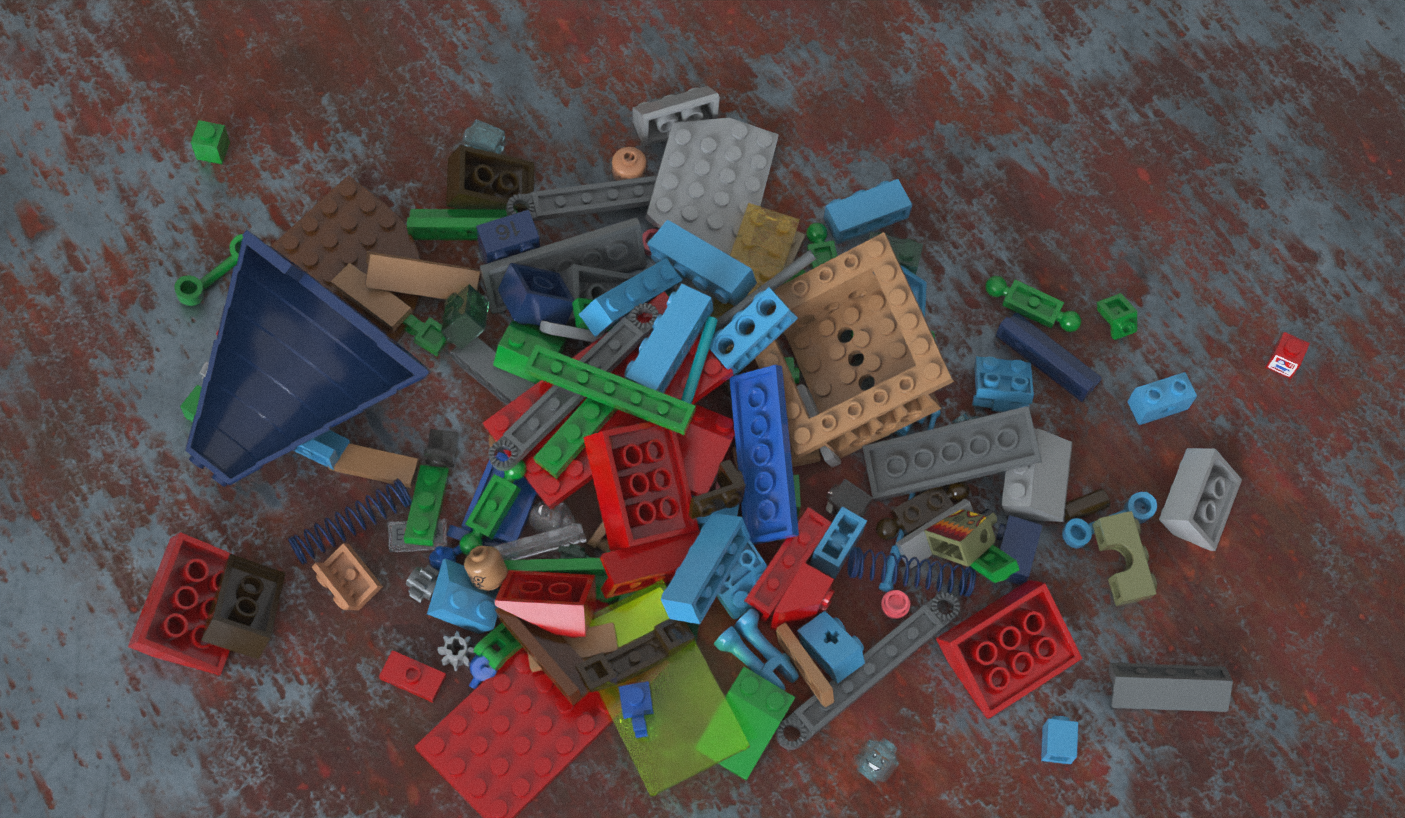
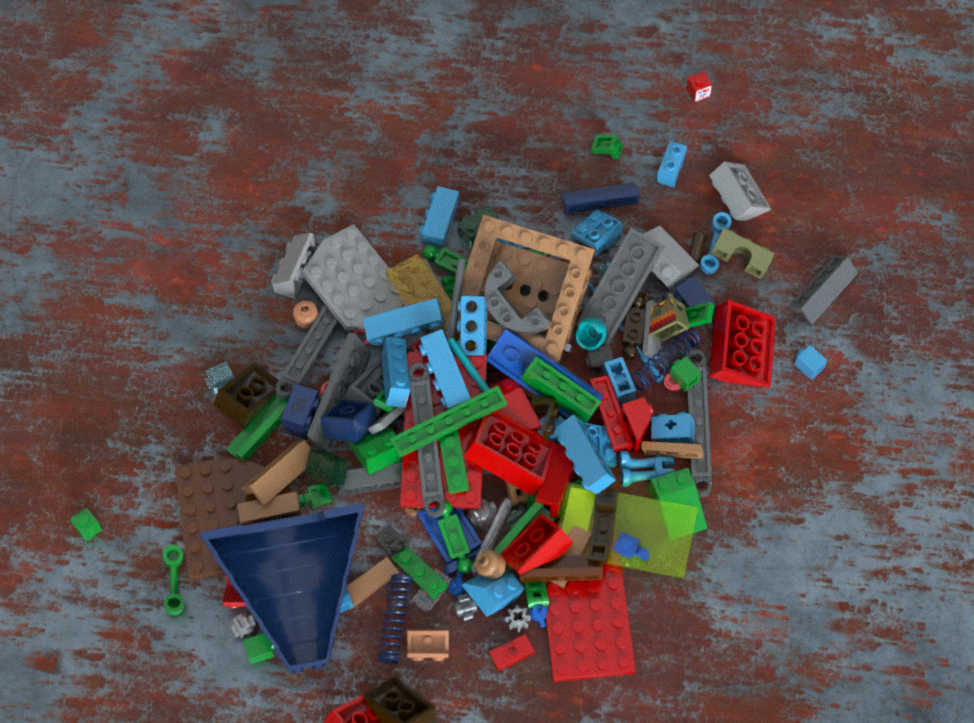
camera: 45 degrees left, 0 degrees up
(762, 482) = (557, 386): none -> green panel
(793, 336) = (504, 310): none -> dark grey cylinder
(867, 466) = (591, 333): none -> teal helmet
(877, 760) = (750, 456): clear light blue head -> none
(910, 606) = (685, 373): none -> green brick
(1033, 303) = (565, 180): green plate -> none

